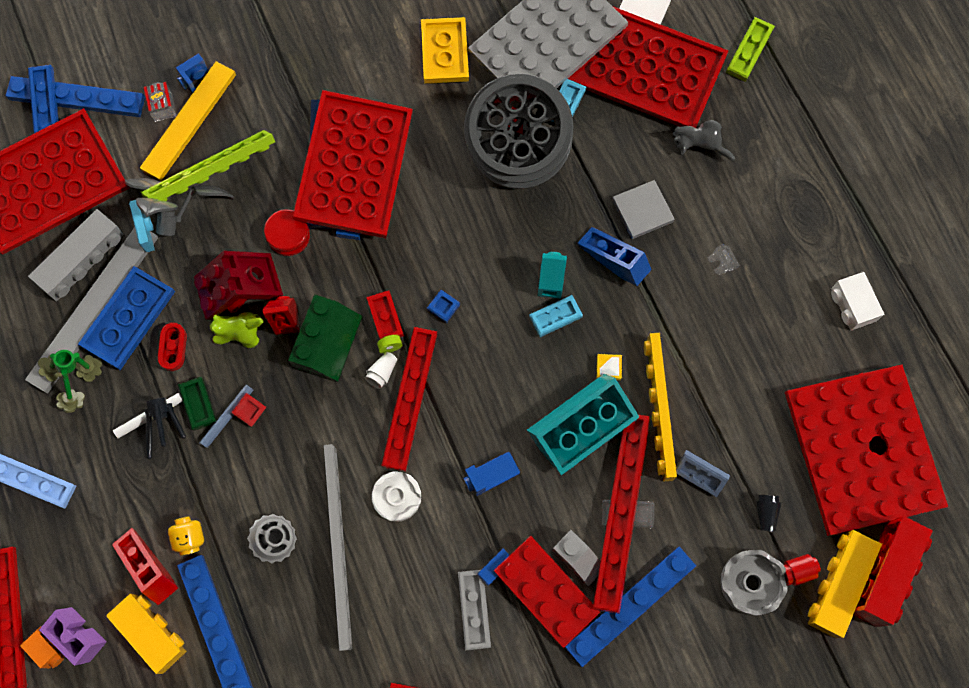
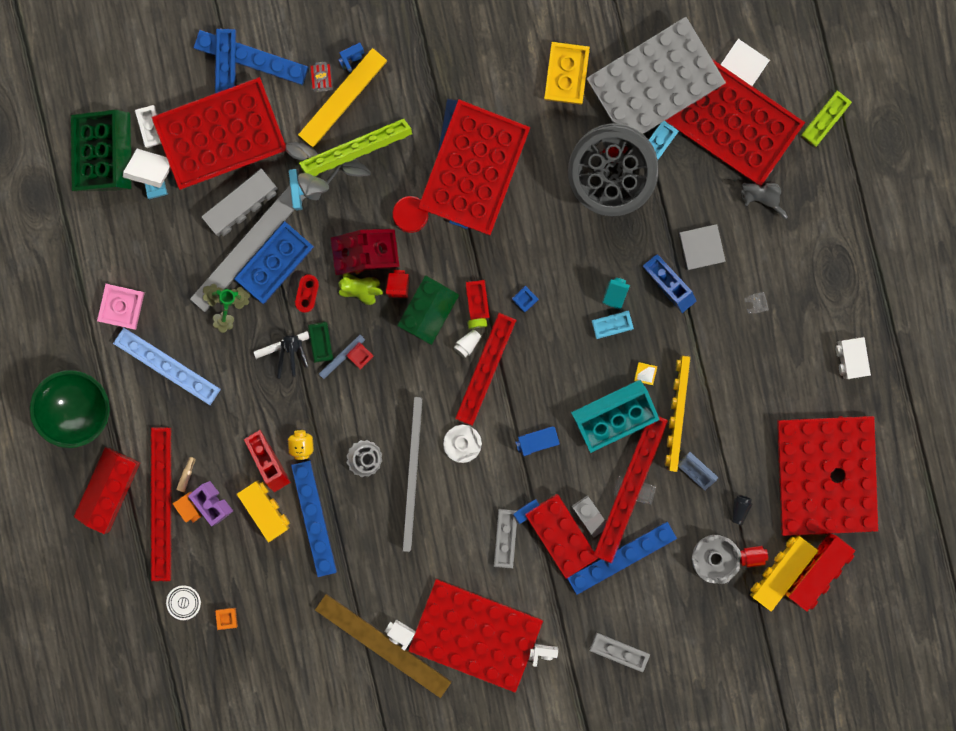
camera: 15 degrees right, 15 degrees up
(39, 605) = (186, 475): none -> tan pin

